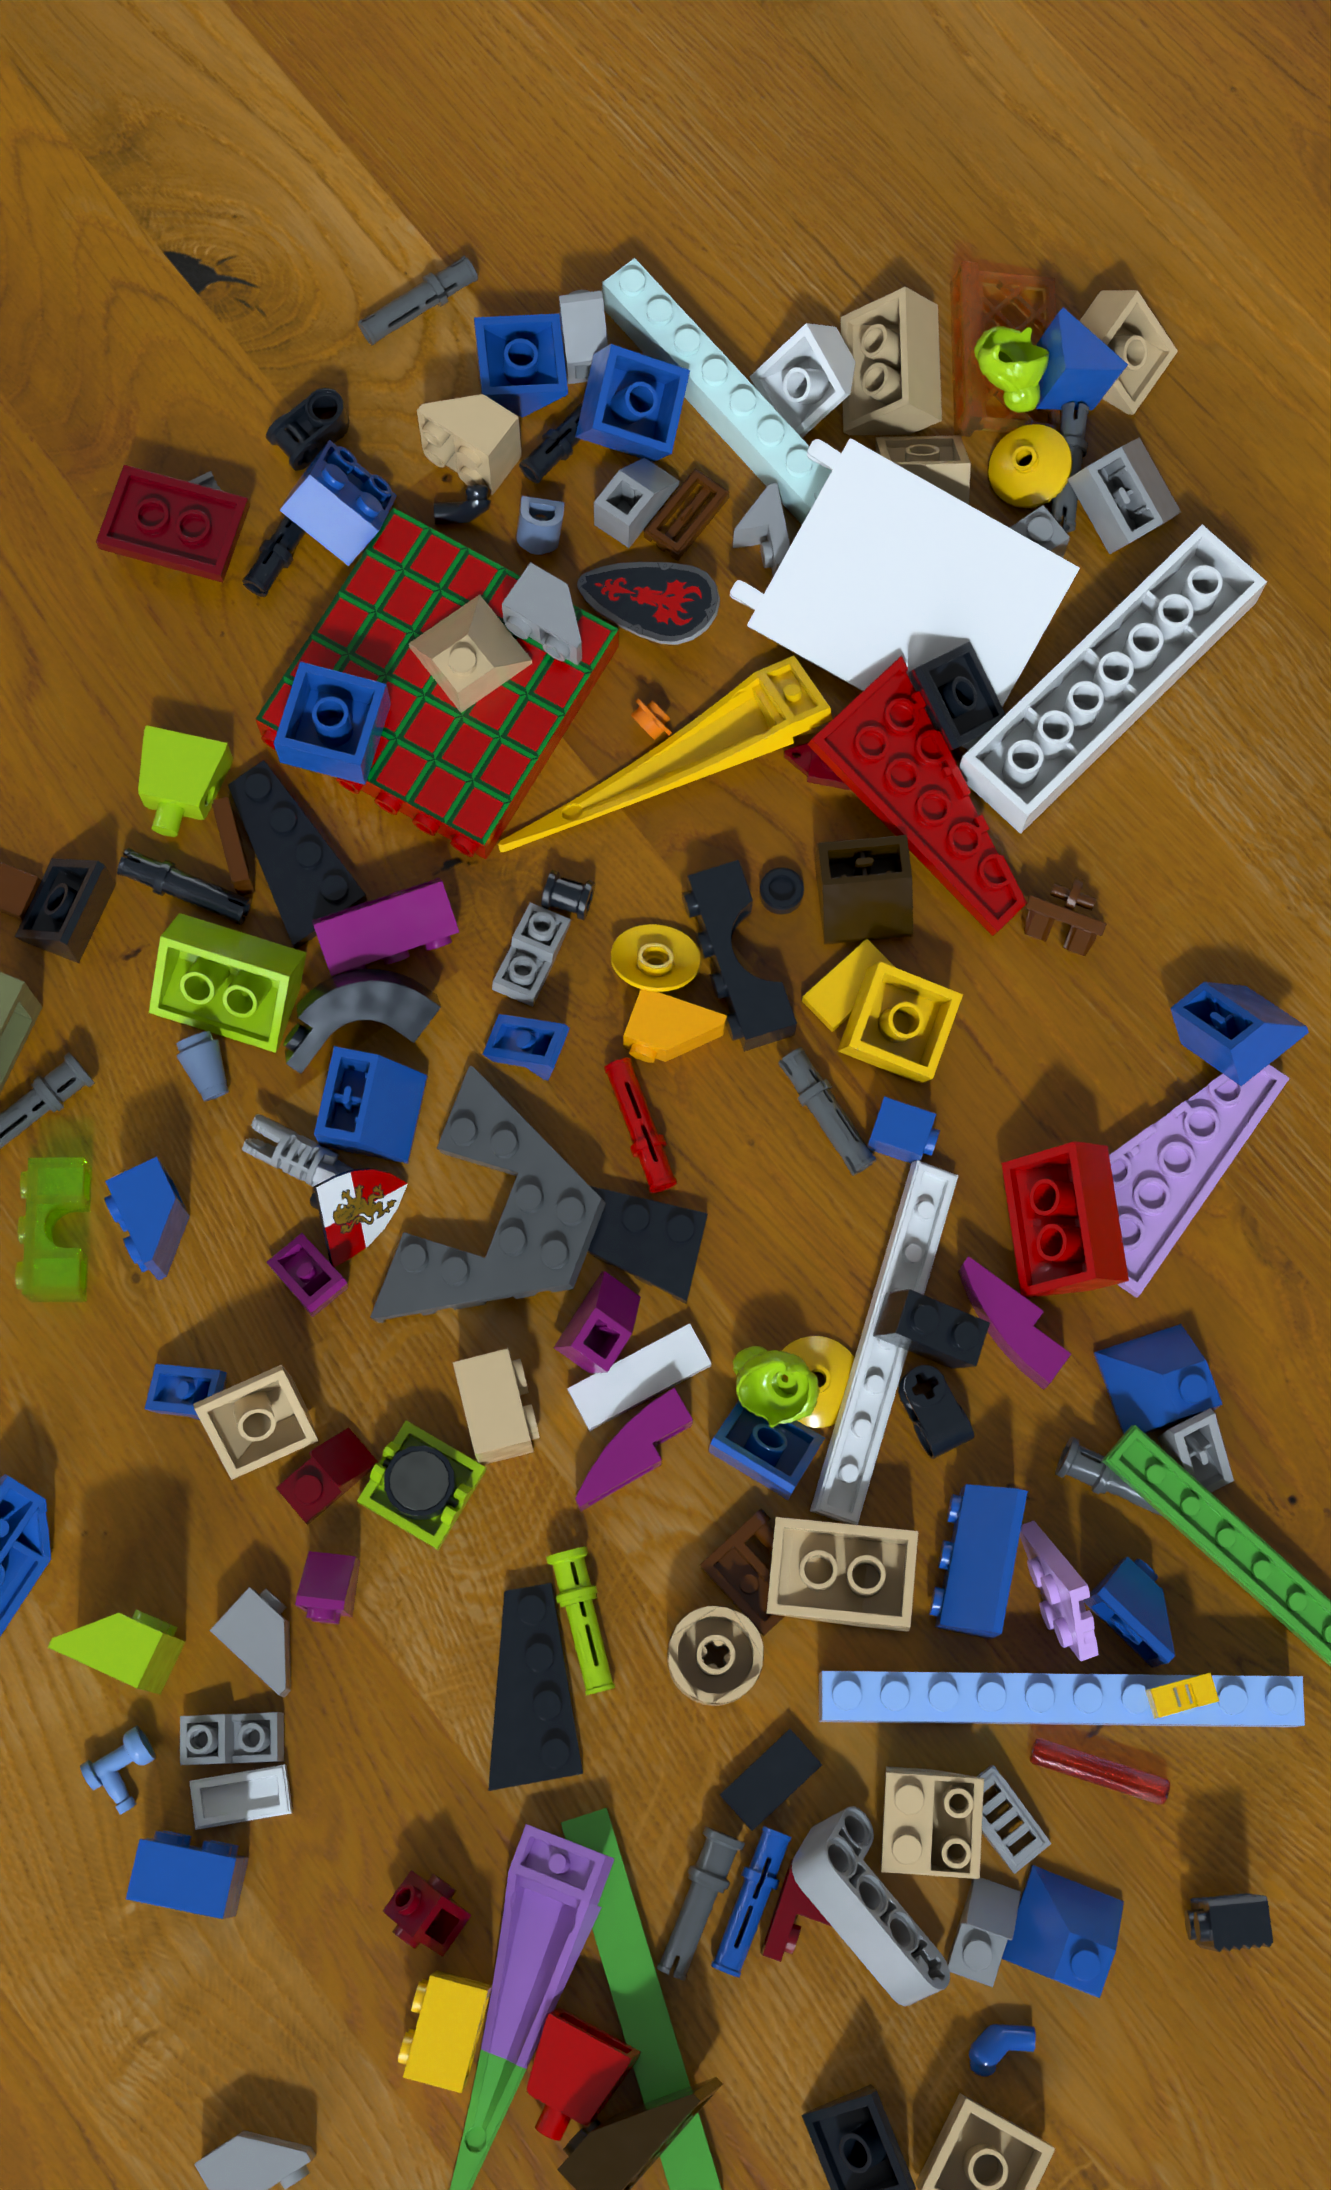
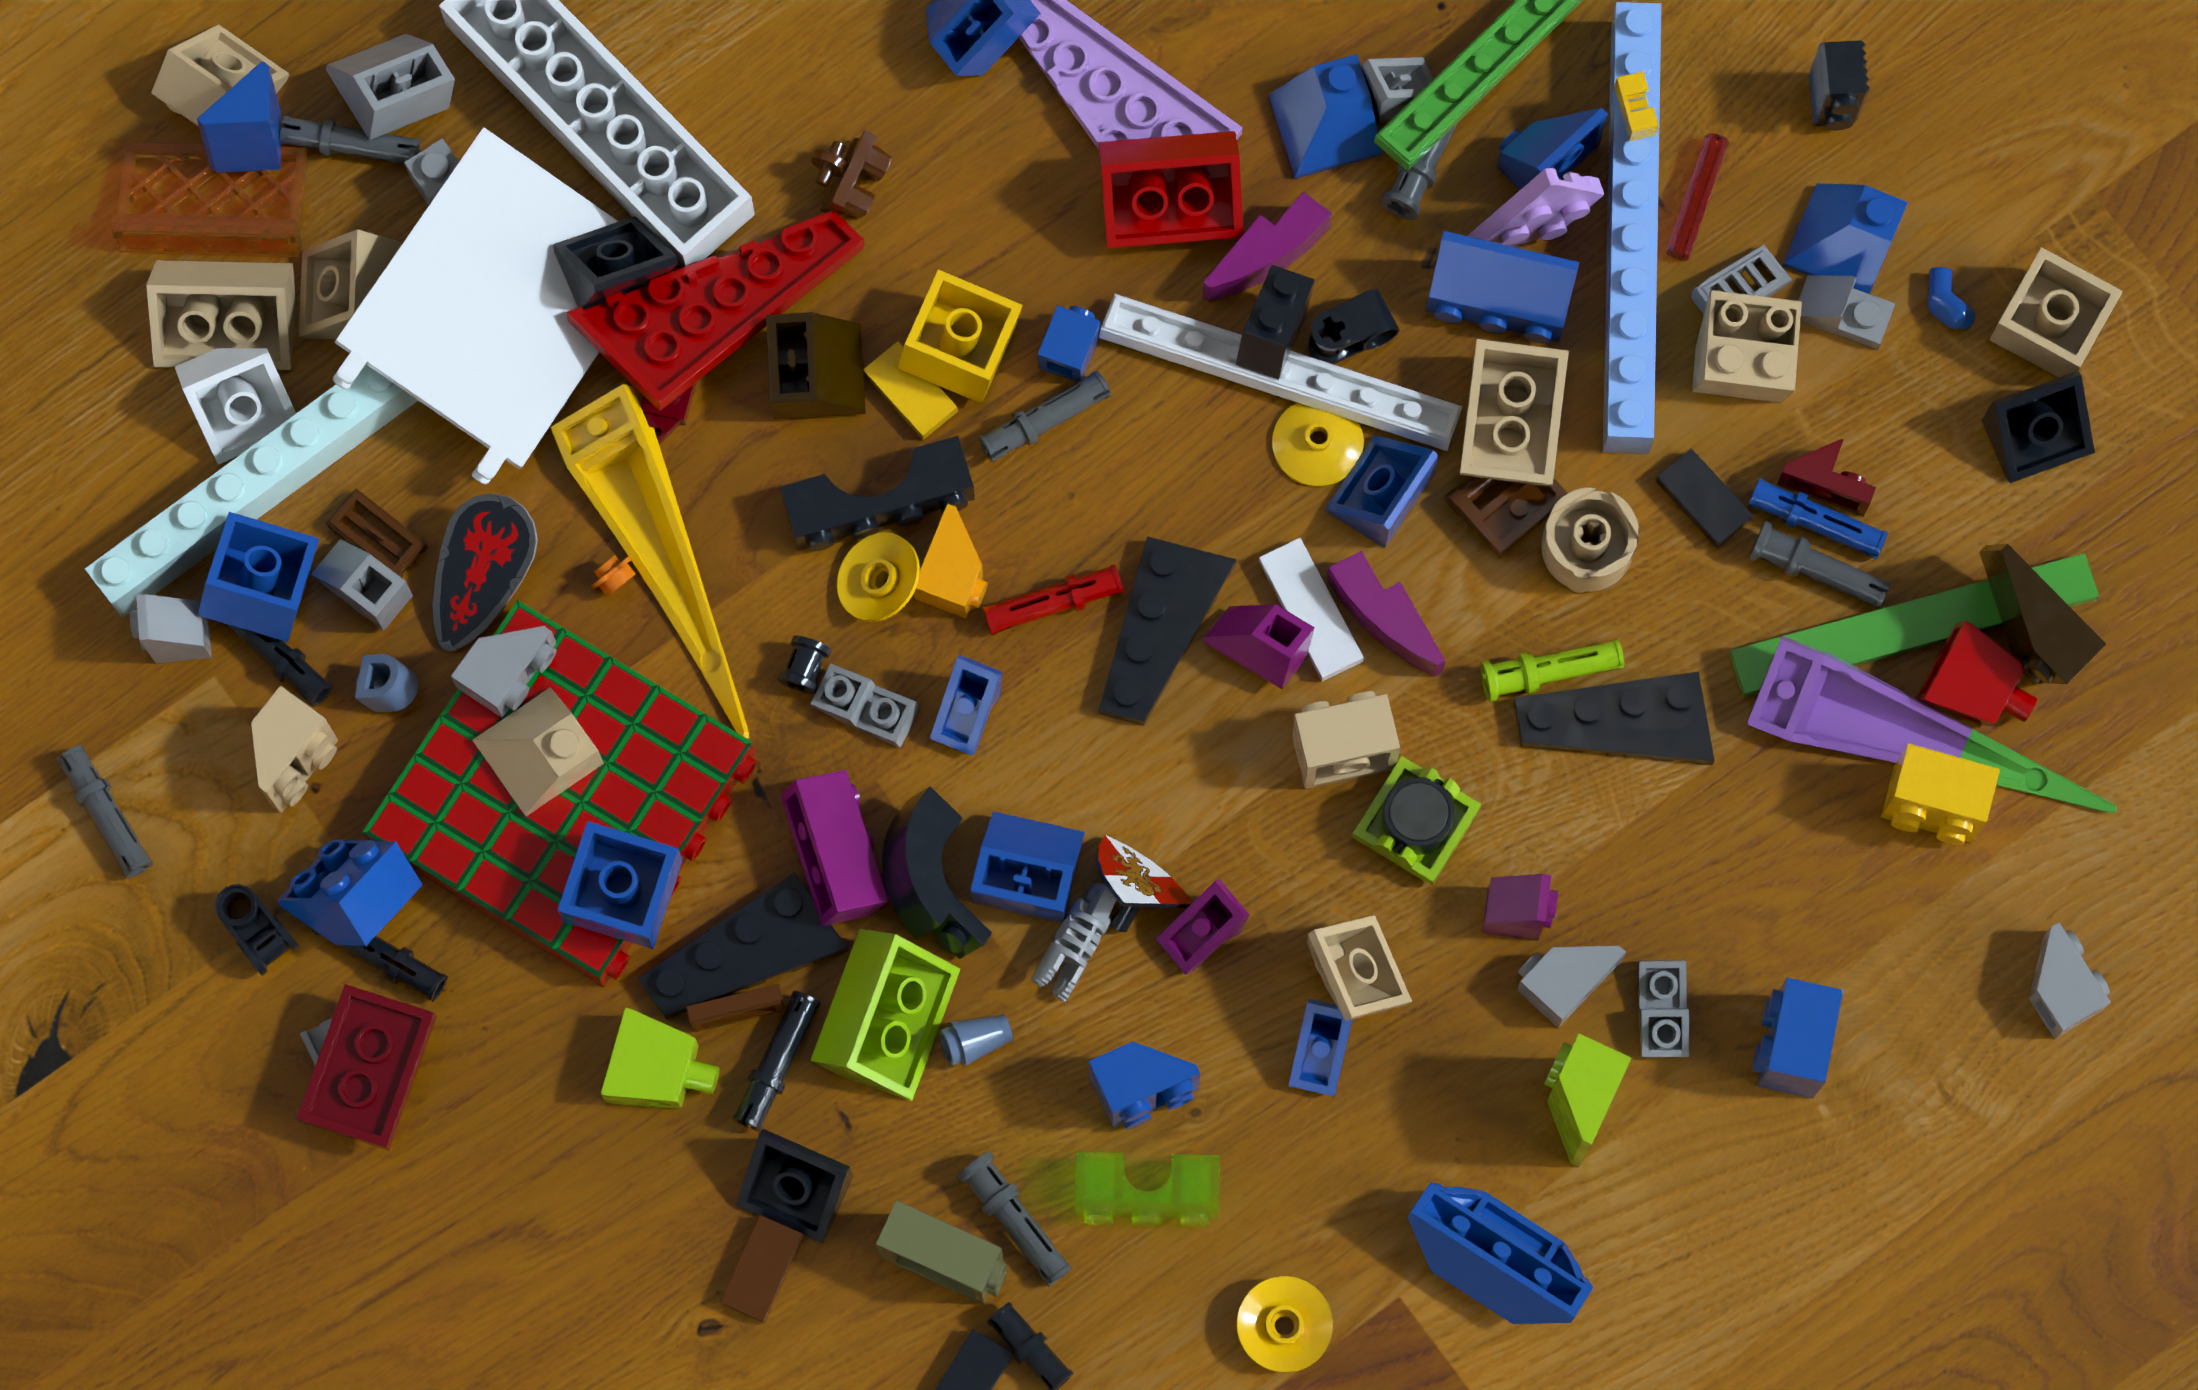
camera: 85 degrees left, 0 degrees up
(105, 1770) = (1693, 1130): medium blue piece -> none
(241, 1797) = (1718, 1000): white tile -> none
(327, 1475) = (1404, 915): dark red slope -> none
(426, 1913) = (1830, 816): dark red brick -> none
(463, 511) = (360, 766): black arm -> none
(521, 361) = (194, 693): blue slope -> none
(539, 1233) = (1165, 693): dark grey wing -> none
(765, 527) = (397, 445): light grey slope -> none
(767, 1393) = (1335, 479): lime piece -> none
(781, 891) = (805, 453): black tile -> none
(863, 1910) = (1826, 411): light grey beam -> none
(1012, 365) = (240, 182): lime piece -> none
(1042, 477) = (371, 179): yellow dish -> none

